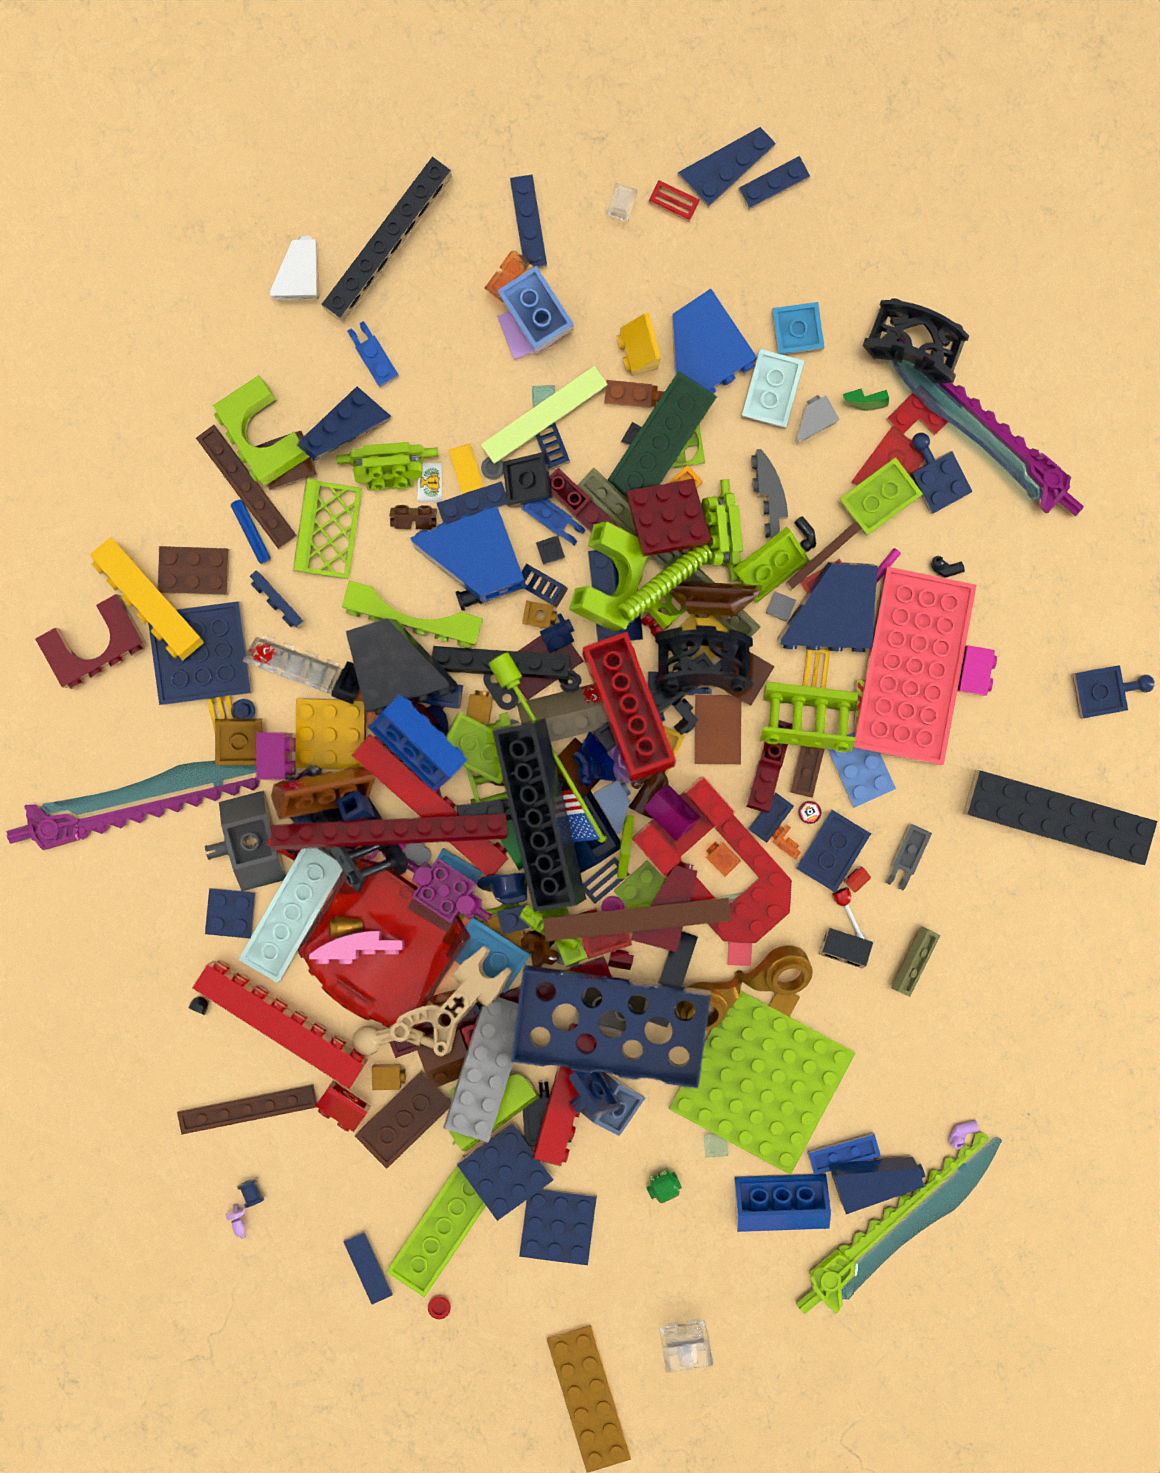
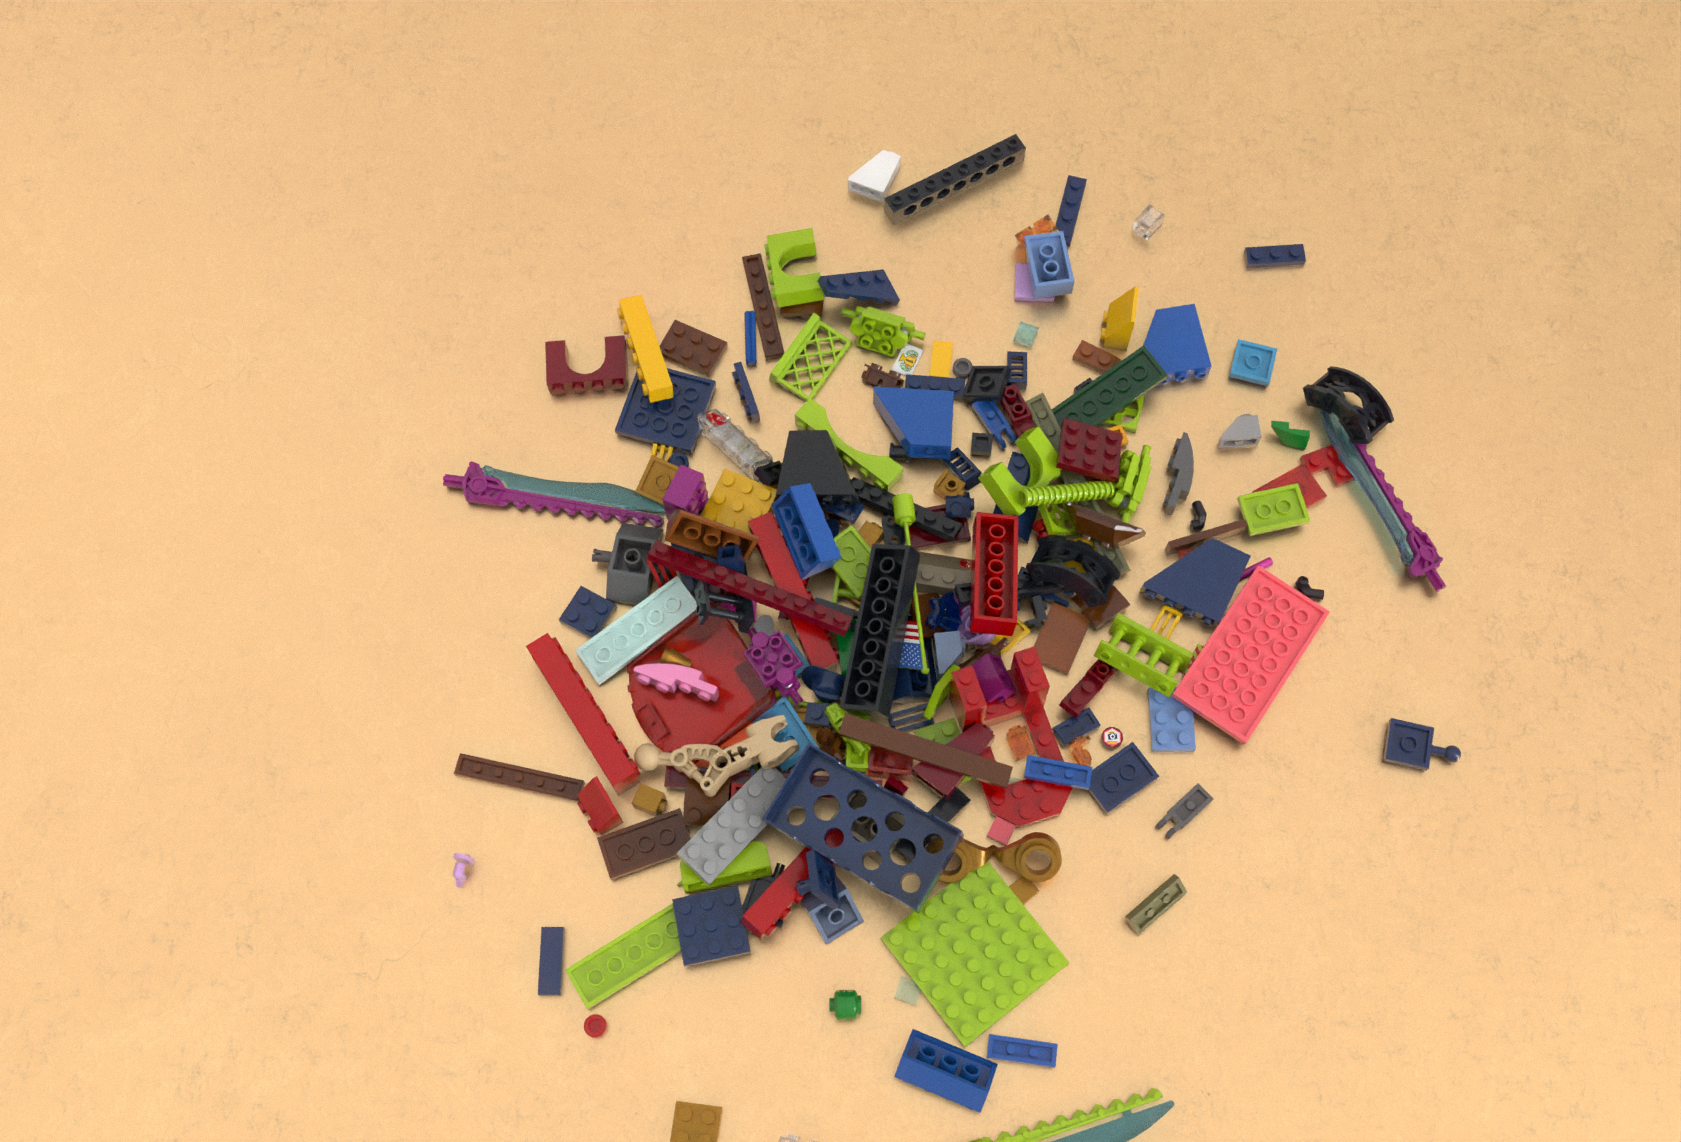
camera: 25 degrees right, 20 degrees down
(199, 1005) = (523, 674): black hinge -> none
(250, 1192) = (484, 847): dark blue bush -> none
(374, 356) = (906, 255): blue hinge -> none
(544, 414) = (1021, 343): yellowish green tile -> none
(558, 1226) = (734, 1000): dark blue plate -> none
(574, 686) = (955, 545): black plate -> none
(671, 209) = (1187, 241): red tile -> none
(722, 169) = (1238, 231): dark blue wing -> none
(772, 388) = (1214, 397): light aqua plate -> none
(772, 563) = (1161, 523): lime tile -> none
(772, 877) = (1058, 772): none -> blue plate
(780, 606) = (1154, 563): flat silver tile -> none
(807, 771) = (1124, 701): reddish brown hinge -> none
(843, 897) = (1112, 821): red hinge -> none
(846, 948) = (1097, 865): black hinge -> none
(857, 879) = (1131, 811): red slope -> none
(875, 1181) = (1040, 1087): dark blue slope -> none
(940, 478) = (1328, 518): dark blue plate -> none
(960, 1131) = (1139, 1079): lavender arm -> none
(977, 670) = (1303, 681): dark pink brick -> none
(1060, 817) = (1336, 834): black brick -> none

